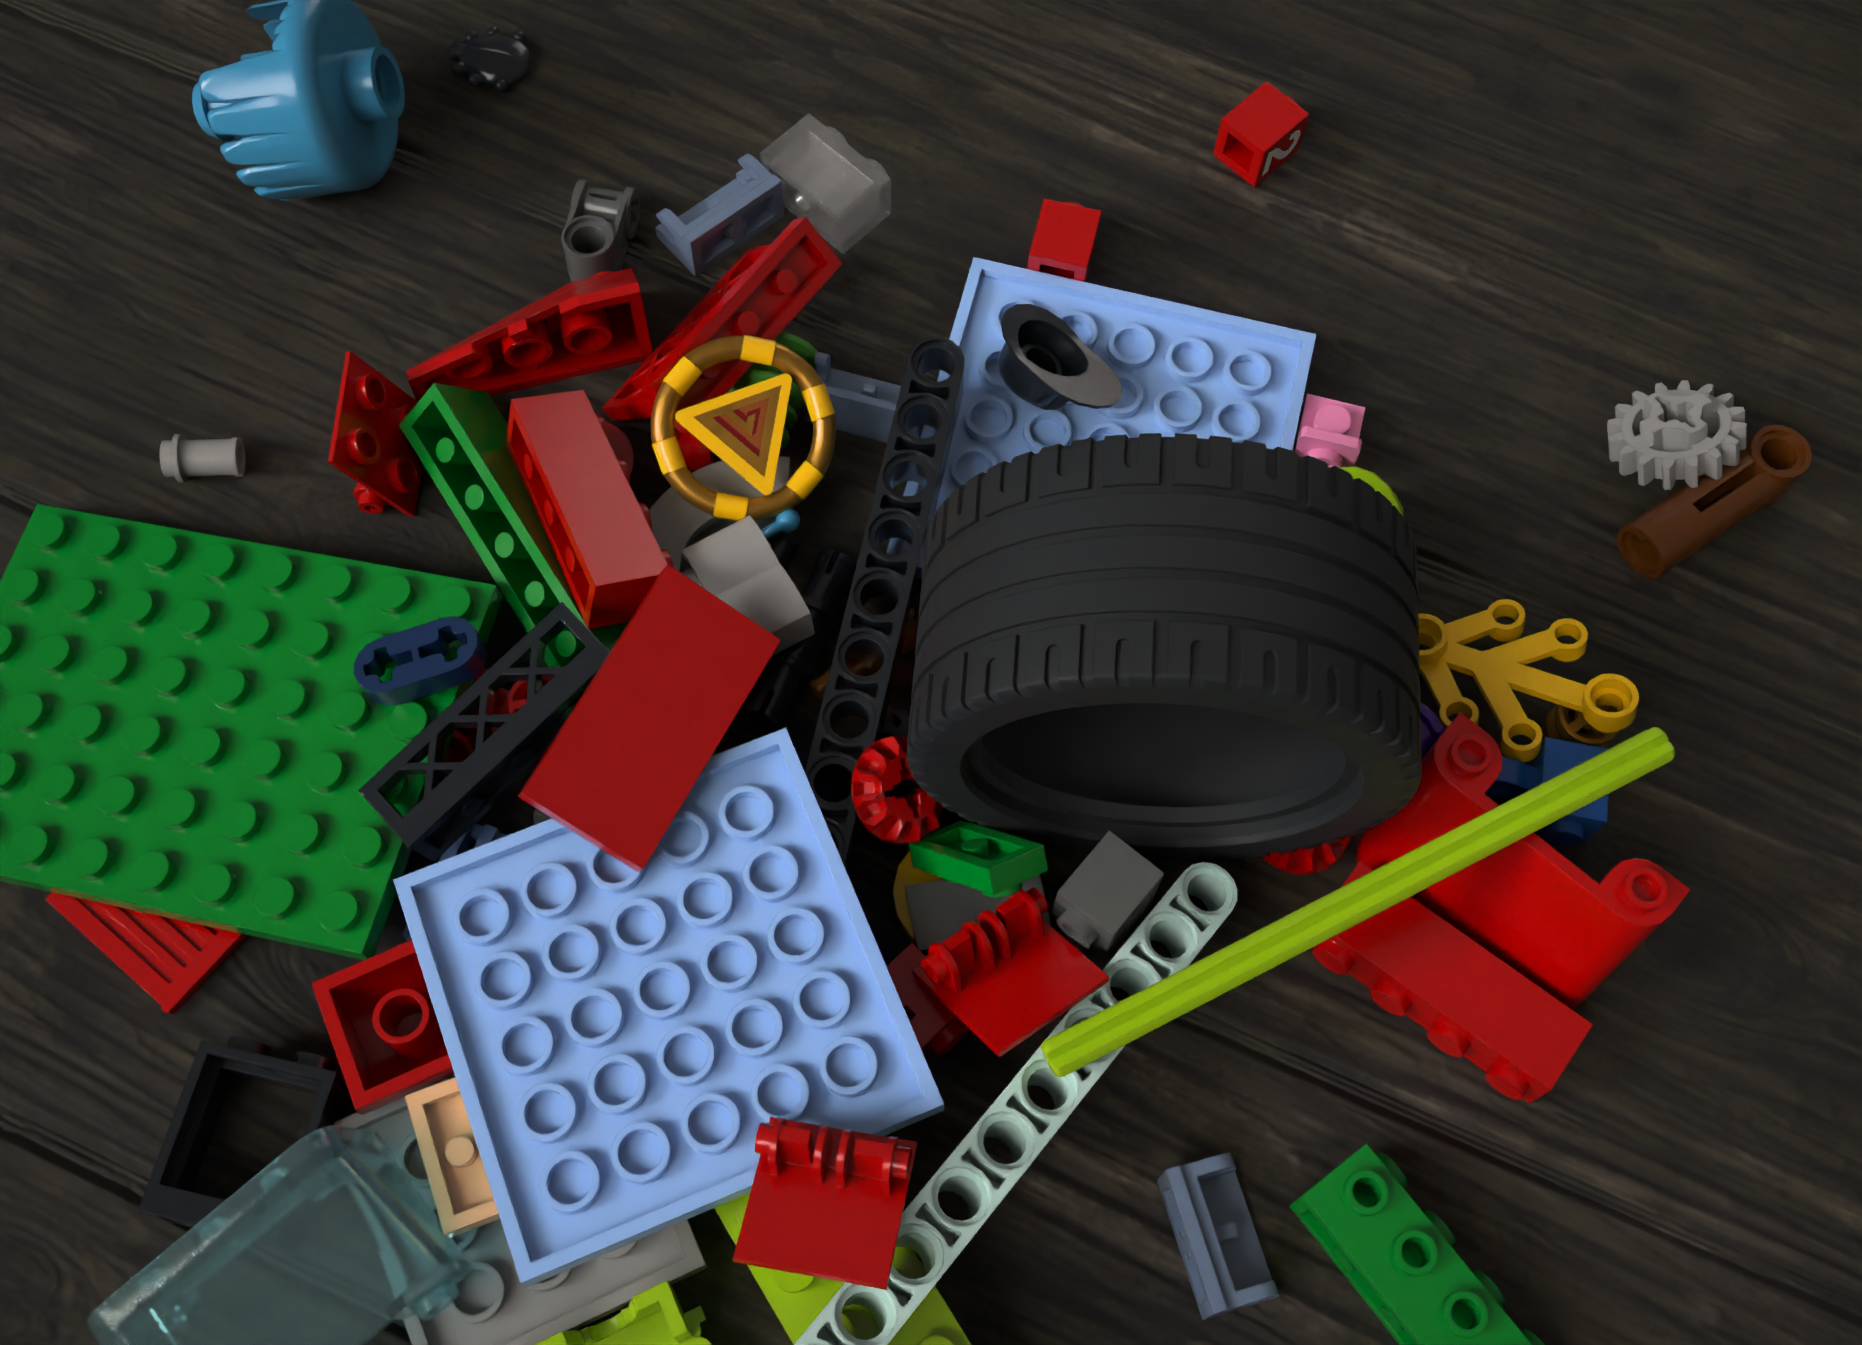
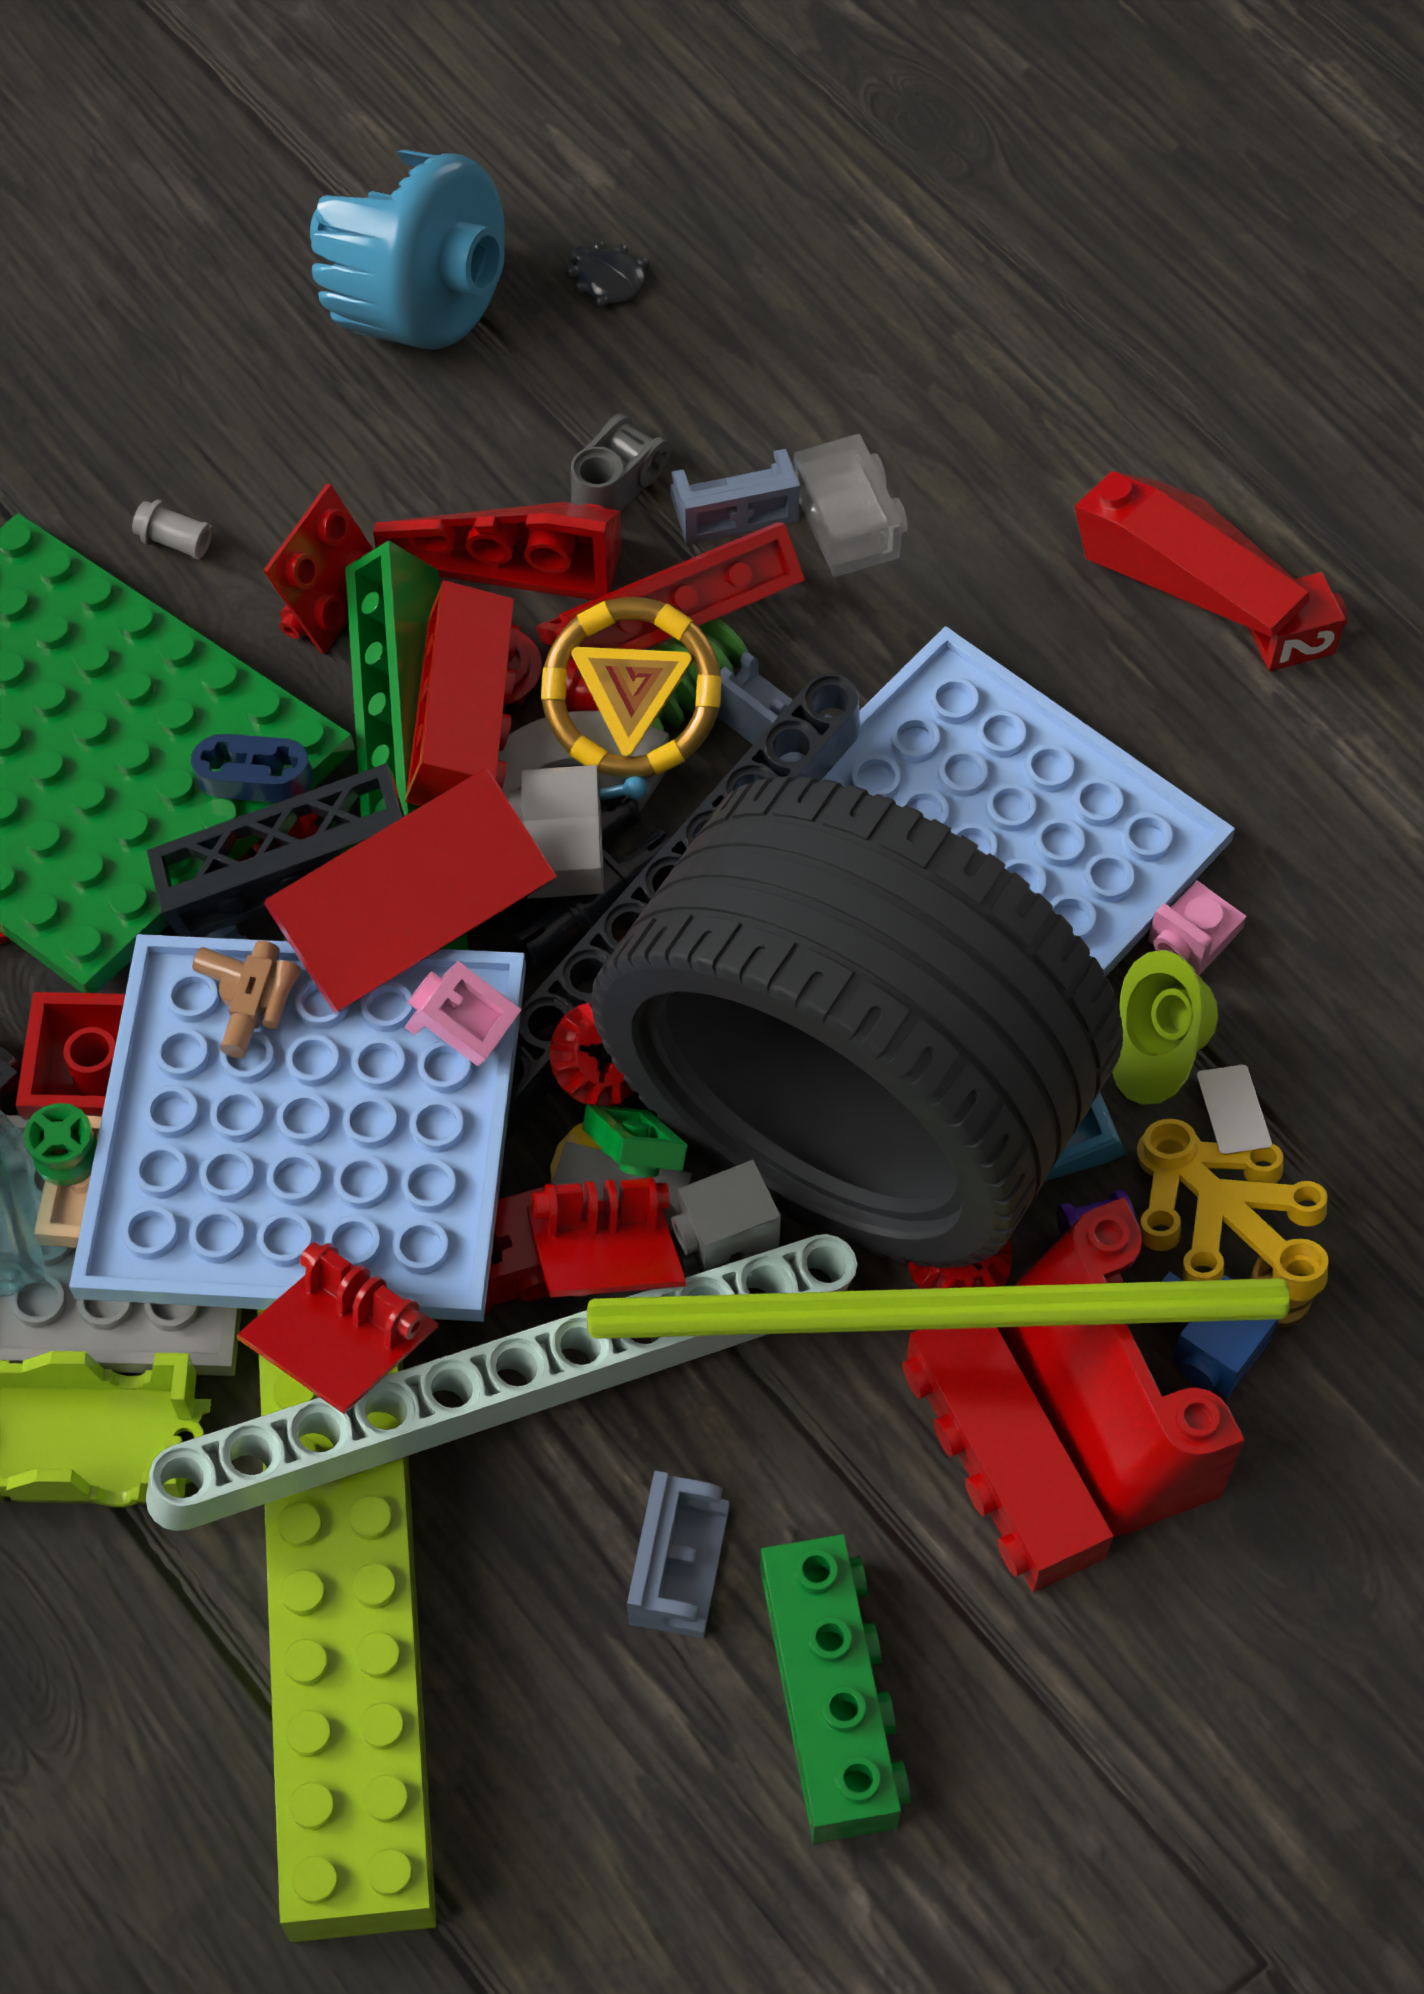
camera: 30 degrees right, 5 degrees down
(415, 1124) = (59, 1128): none -> green wheel
(541, 886) = (249, 990): none -> medium nougat piece
(766, 816) = (462, 1012): none -> bright pink bracket
(1050, 364) = (952, 744): black piece -> none
(1064, 240) = (1040, 646): red brick -> none
(1146, 109) = (1185, 551): none -> red wedge
(1455, 584) = (1234, 1109): none -> white sticker

